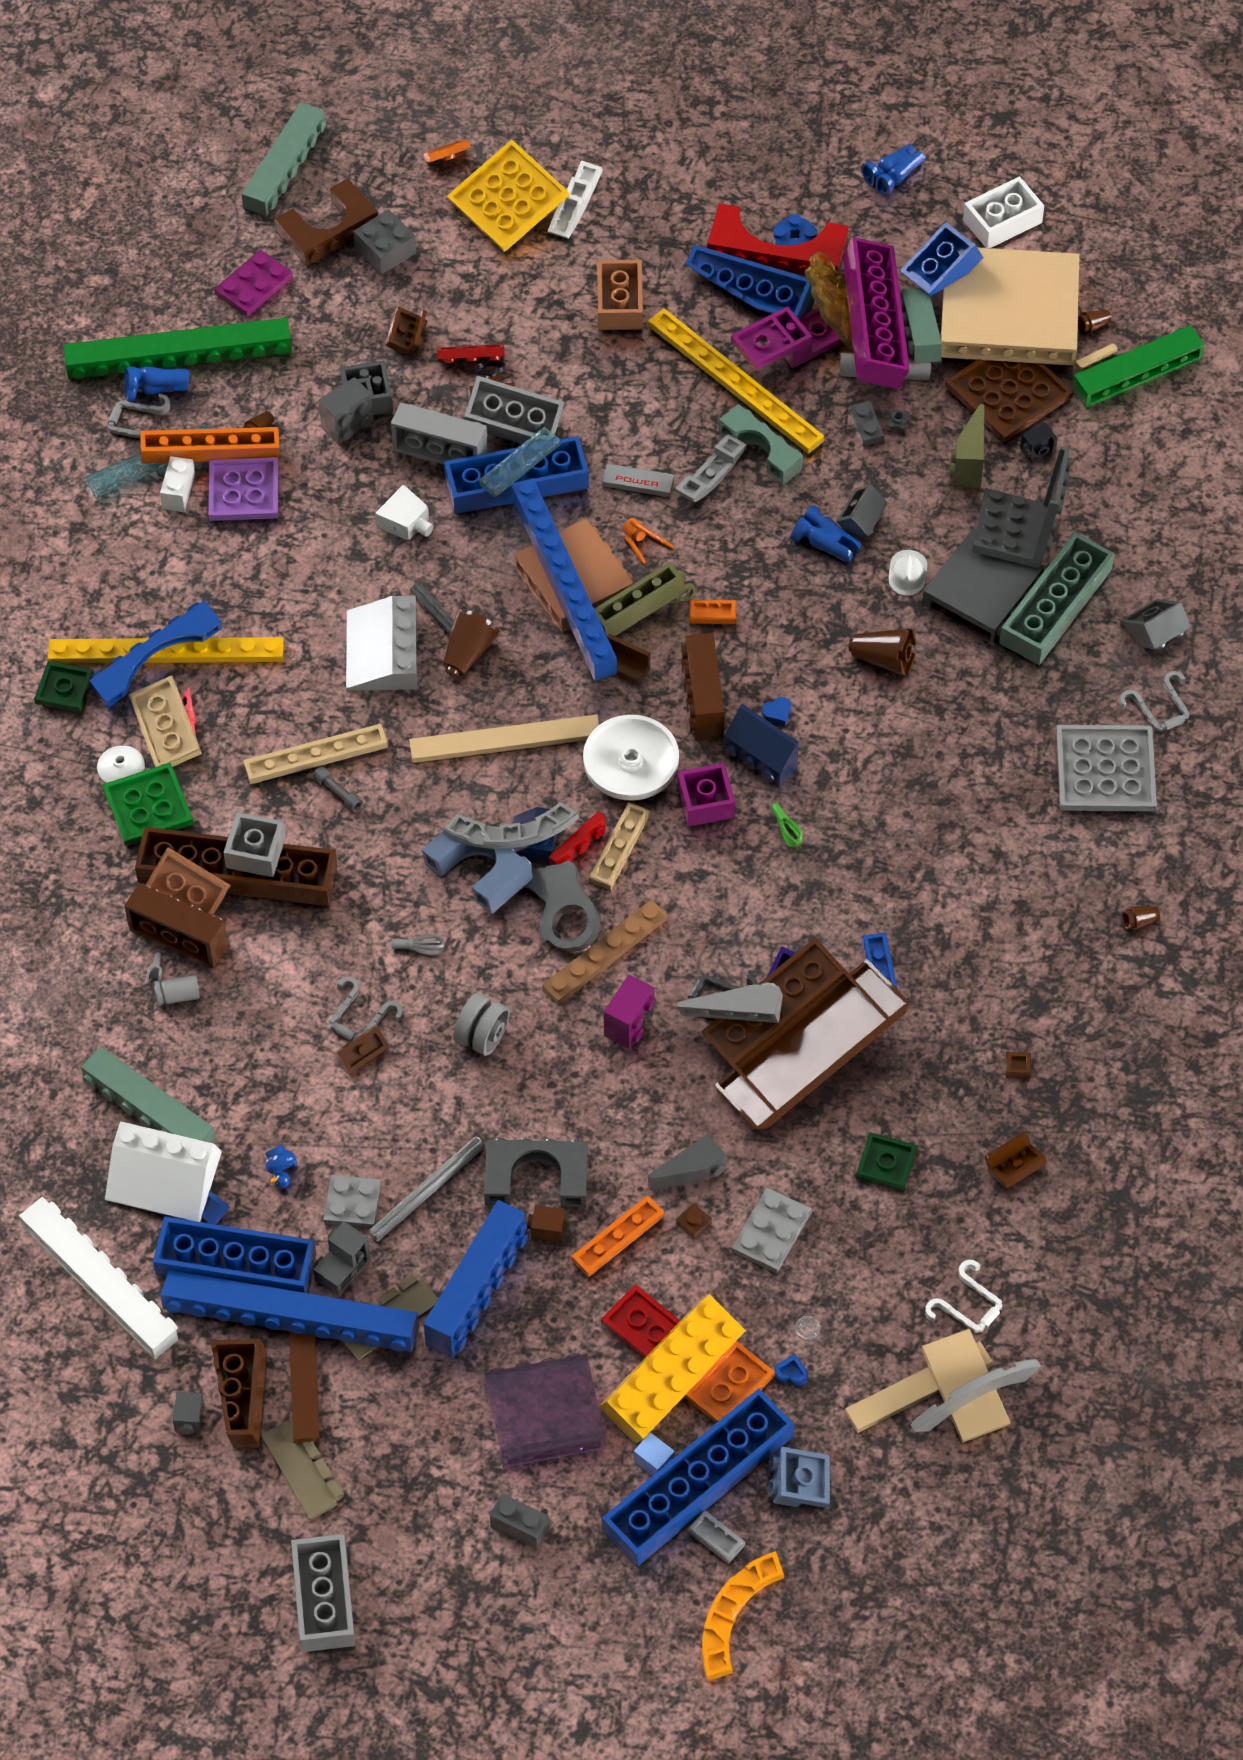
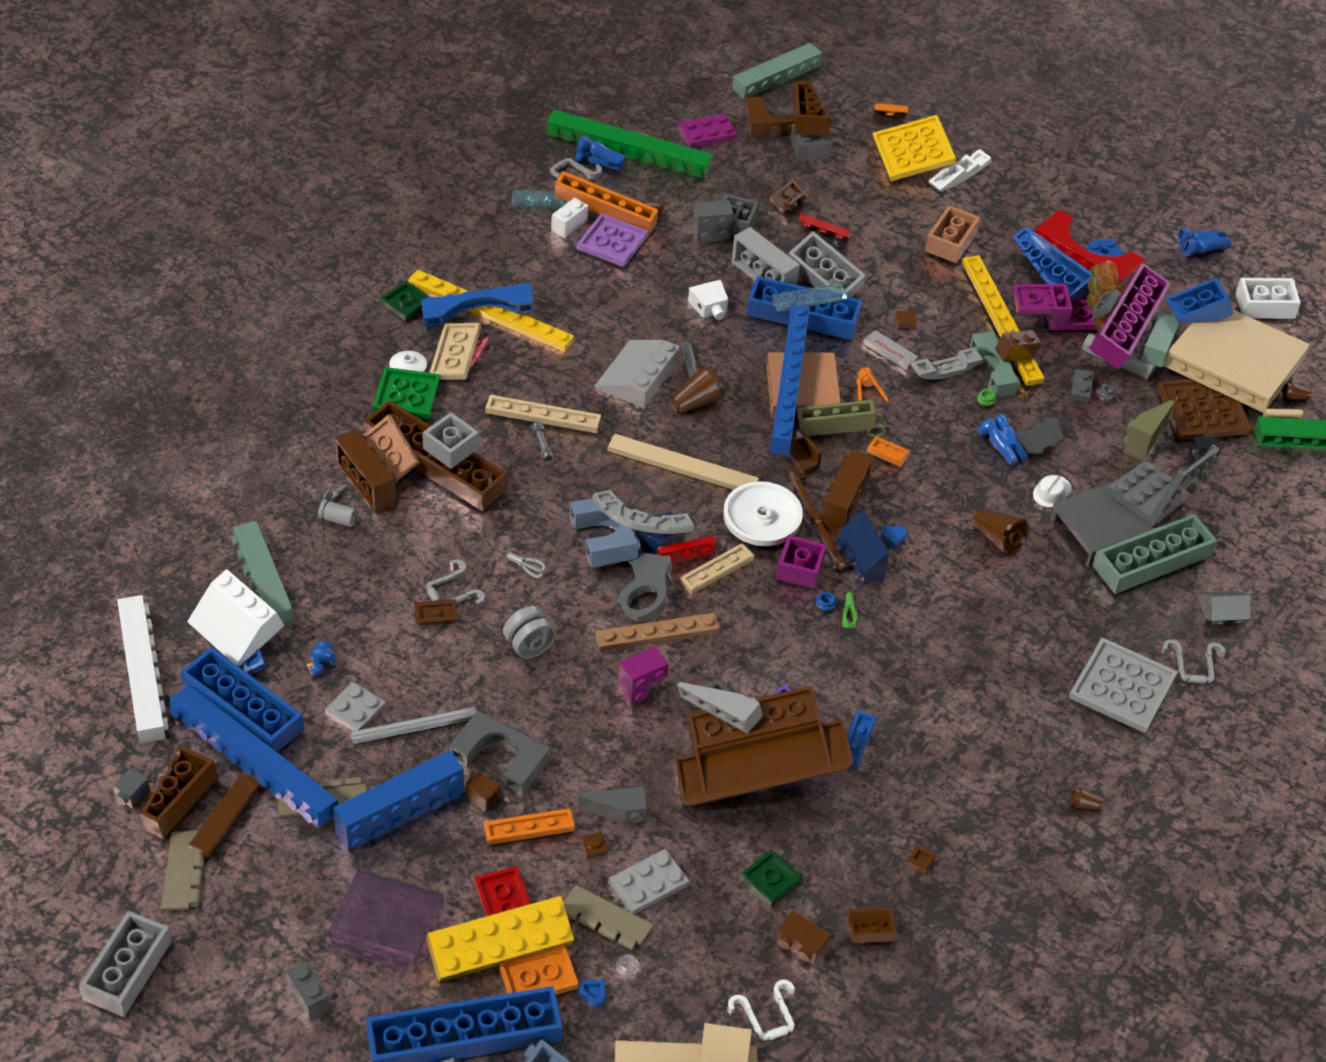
camera: 25 degrees right, 10 degrees down
(345, 1259) = (317, 742): dark grey brick -> none
(366, 208) = (809, 114): none -> reddish brown wedge
(631, 432) = (906, 319): none -> reddish brown tile
(653, 1454) = (442, 992): light blue brick -> none
(688, 735) = (816, 520): none -> reddish brown piece
(756, 821) = (826, 601): none -> blue plate
(762, 1287) = (611, 918): none -> dark tan windscreen
(776, 491) = (986, 397): none -> bright green plate
(779, 412) = (1018, 345): none -> reddish brown brick
(846, 313) = (1105, 304): none -> dark grey plate
(957, 1208) = (802, 937): none -> reddish brown brick

